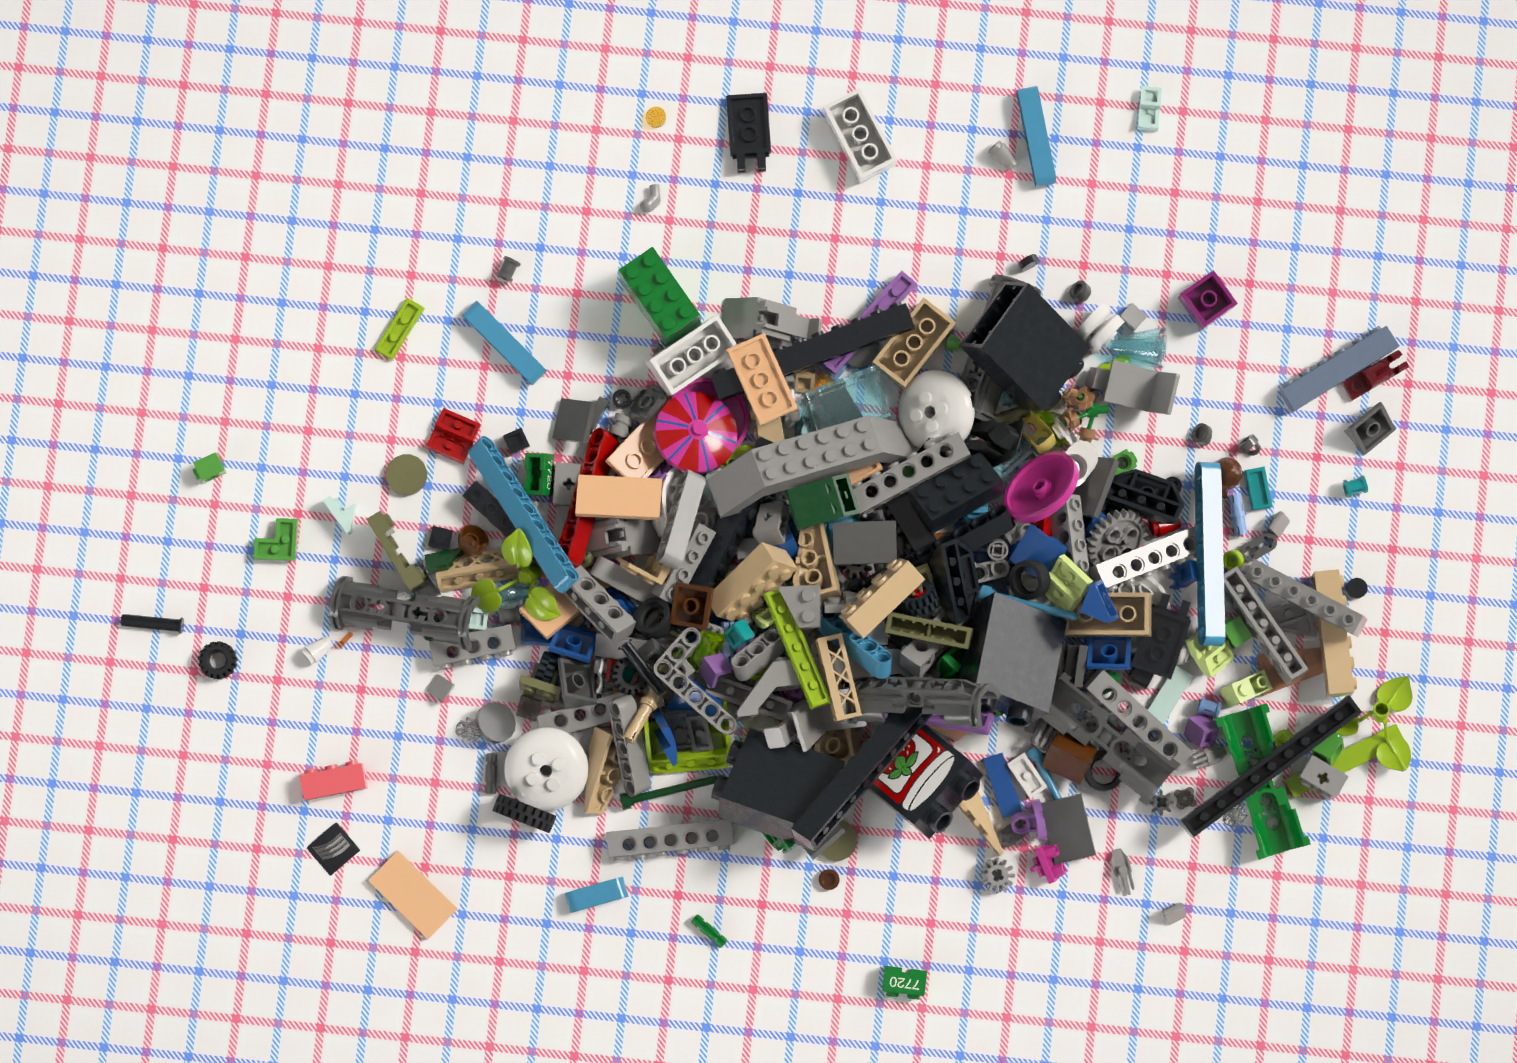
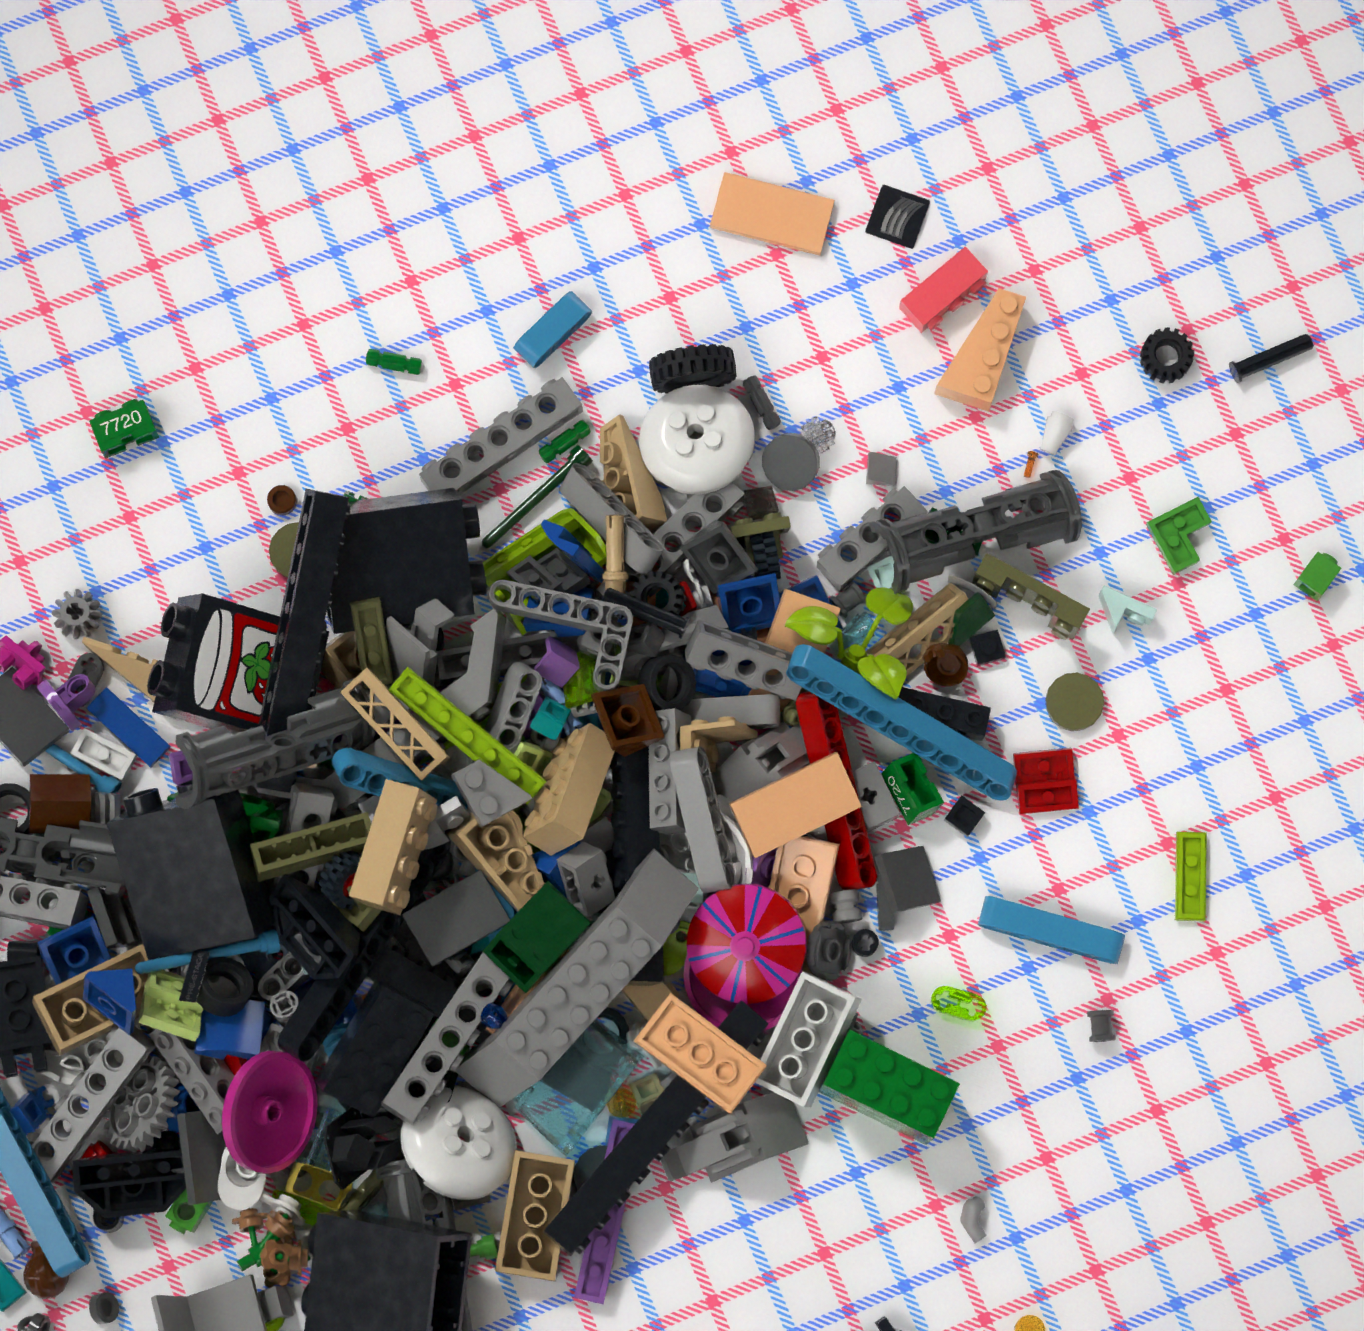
camera: 150 degrees right, 5 degrees down
(334, 723) = (980, 360): none -> light nougat wedge
(582, 334) = (959, 996): none -> clear neon green beam
(629, 817) = (564, 441): none -> green axle
(823, 744) = (371, 638): none -> olive tile
(878, 470) = (489, 1019): none -> clear blue hinge
(1044, 592) = (194, 976): none -> black sticker

